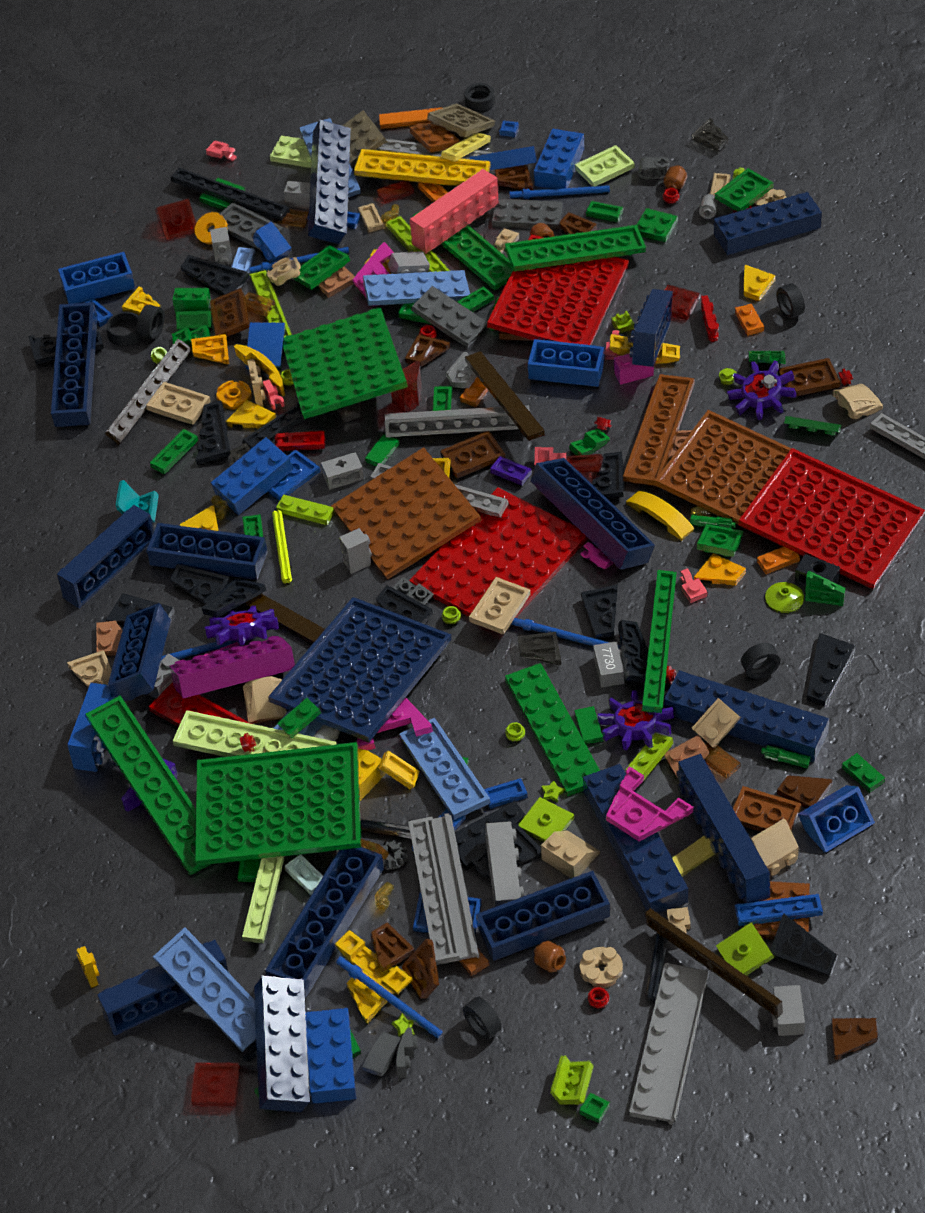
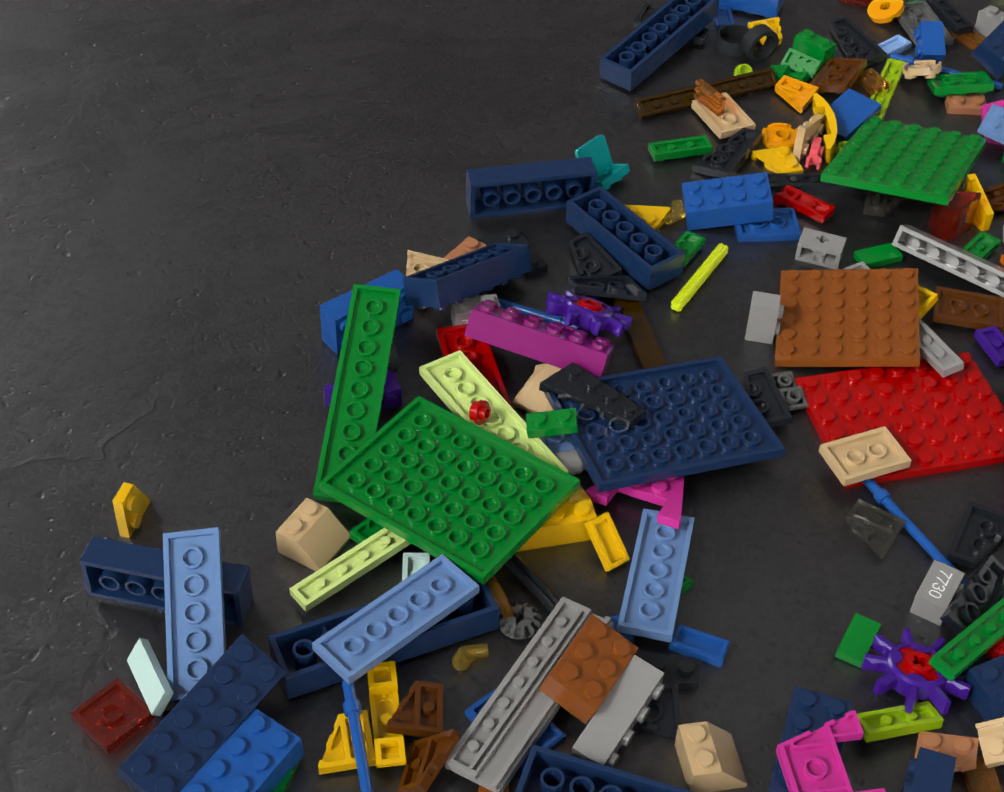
camera: 35 degrees right, 5 degrees down
(160, 395) = (713, 100): none -> clear orange tile
(216, 1046) = (150, 677): none -> light aqua tile
(218, 897) = (311, 535): none -> tan slope
(221, 246) = (880, 21): light grey brick -> none
(305, 509) = (754, 261): lime plate -> none
(305, 680) = (593, 394): none -> black wing
(332, 903) = (395, 618): none -> medium blue plate
(407, 358) = (984, 211): none -> yellow wing
(451, 615) = (807, 436): lime plate -> none
(467, 850) = (588, 669): none -> dark orange brick
(515, 731) = (768, 590): lime plate -> none
(545, 819) = (717, 703): lime plate -> none
(552, 727) = (815, 616): green plate -> none
(552, 791) = (753, 680): lime piece -> none

